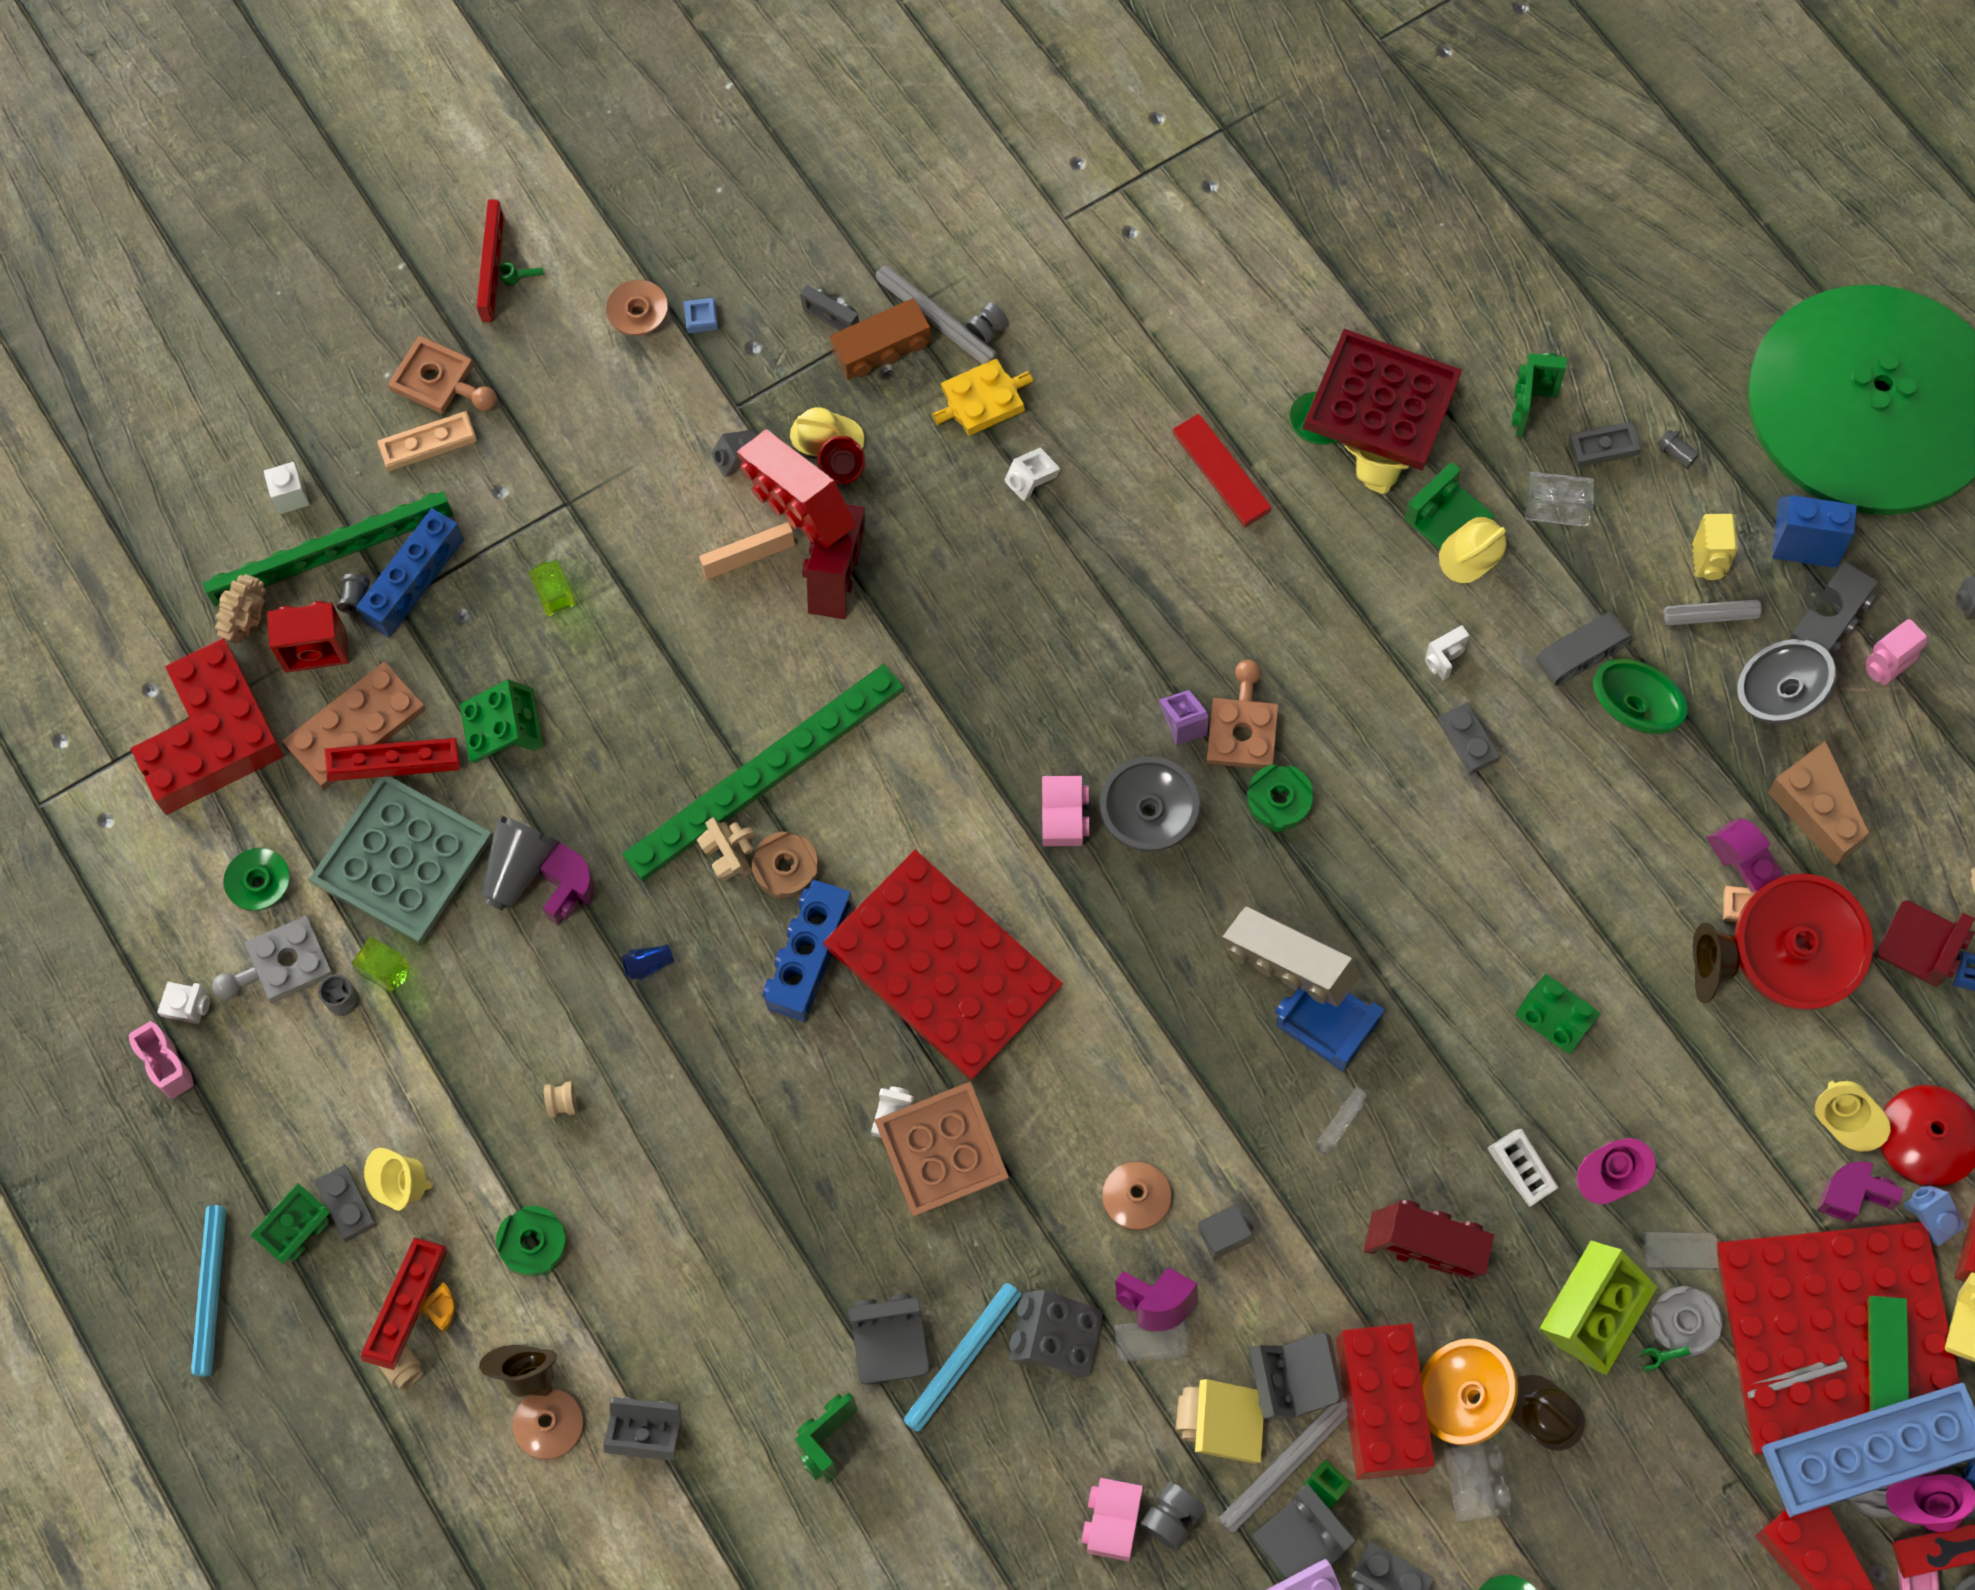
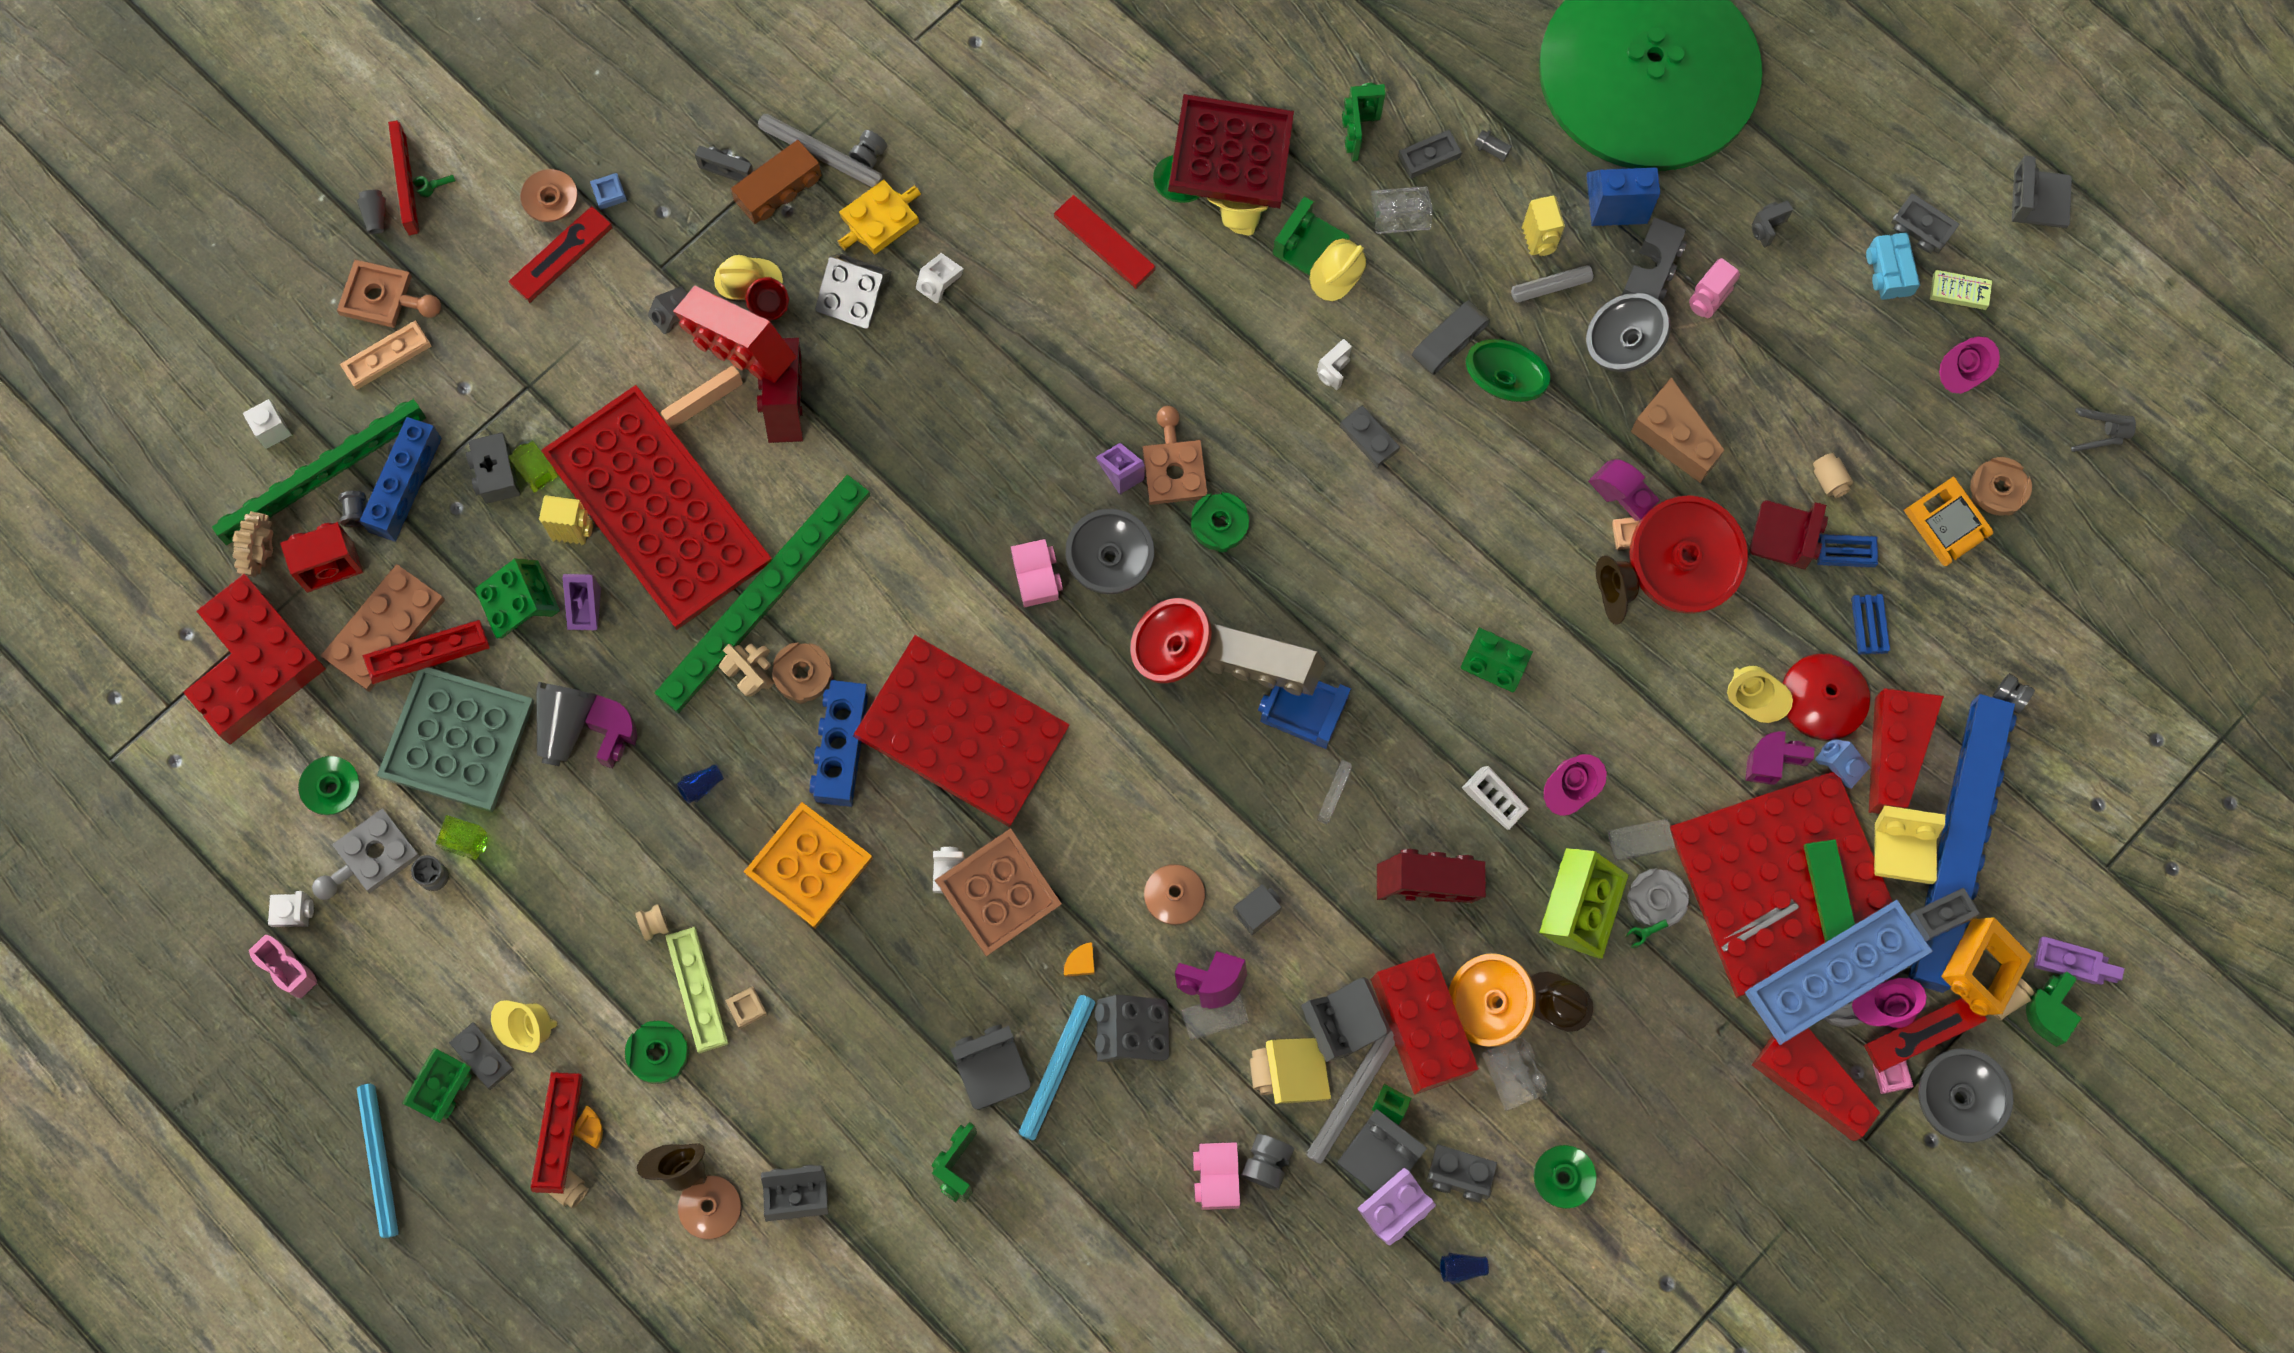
camera: 20 degrees left, 5 degrees up
(450, 288) = (373, 210): none -> dark grey cone
(509, 564) = (500, 482): none -> dark grey brick
(568, 740) = (581, 601): none -> medium lavender slope
(571, 650) = (565, 520): none -> light yellow brick
(591, 1184) = (696, 990): none -> yellowish green tile
(634, 371) = (560, 254): none -> red tile
(639, 1214) = (746, 1007): none -> tan tile
(672, 657) = (656, 507): none -> red plate
(742, 1074) = (808, 865): none -> light orange plate
(933, 467) = (851, 289): none -> bracket
(1015, 1246) = (1080, 961): none -> light orange tile
(1195, 914) = (1163, 632): none -> red dish

